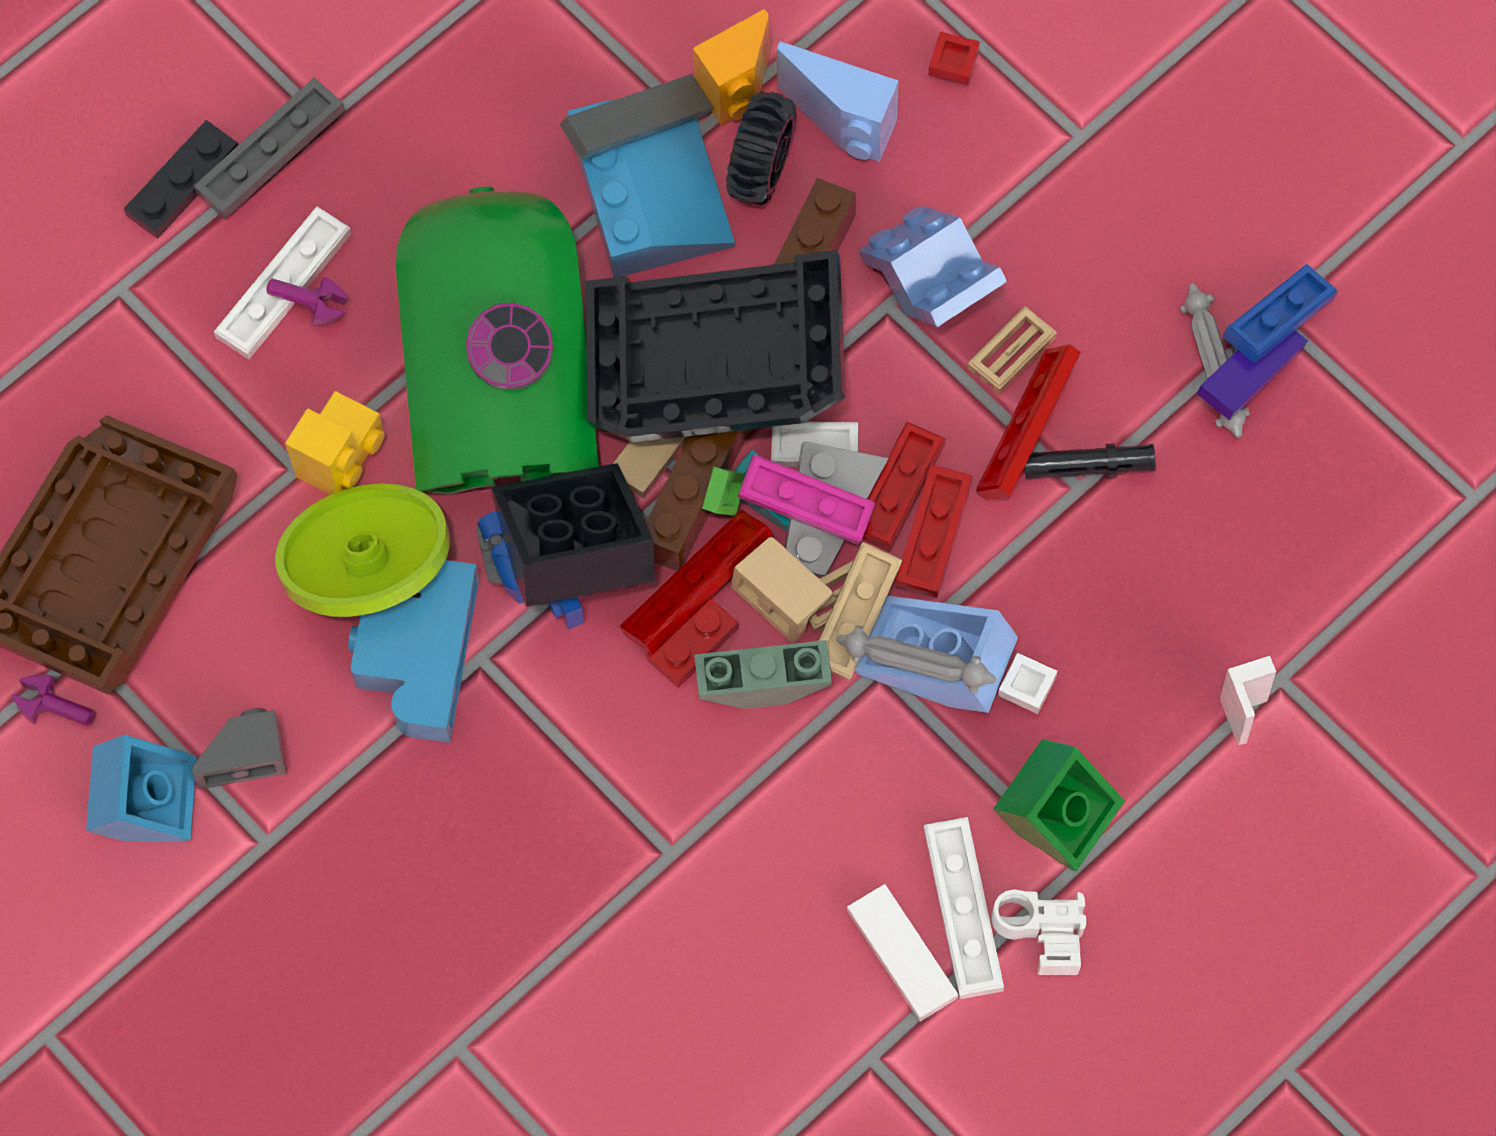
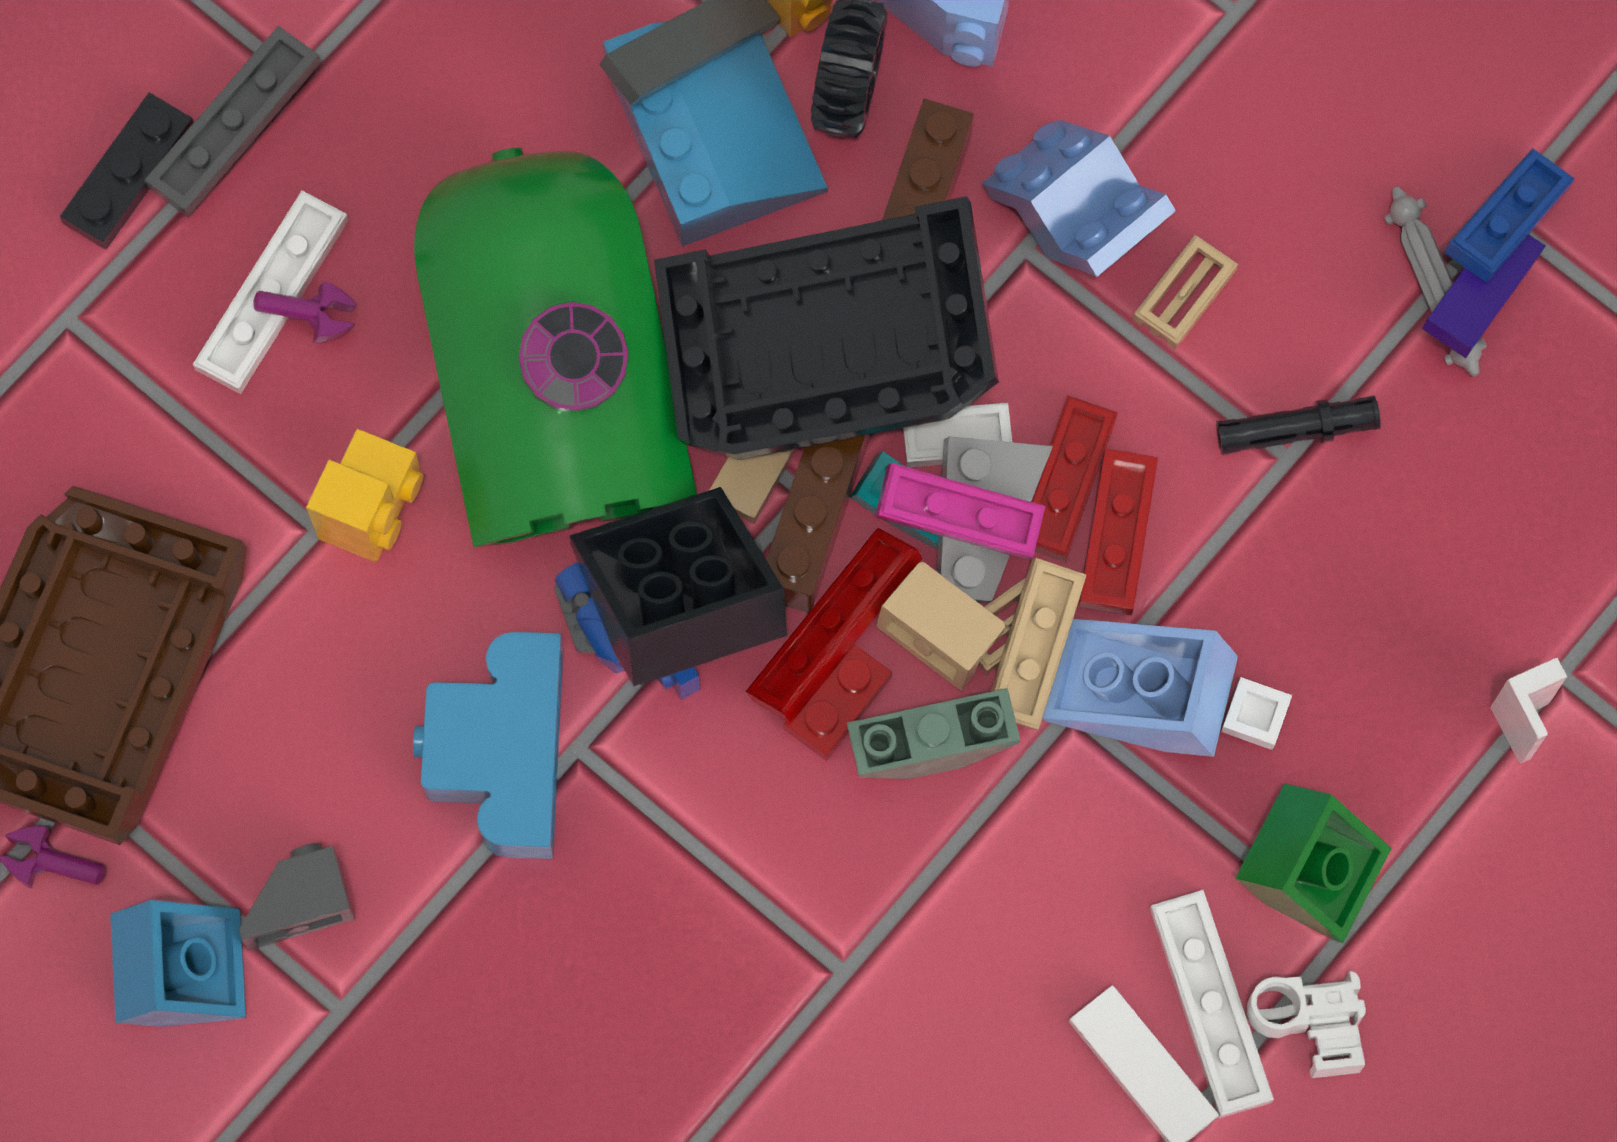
camera: 10 degrees left, 5 degrees up
(362, 550) = (417, 630): lime dish -> none
(723, 491) = (857, 509): bright green tile -> none
(916, 659) = (1122, 702): light grey wheel -> none
(1027, 422) = (1217, 383): red tile -> none

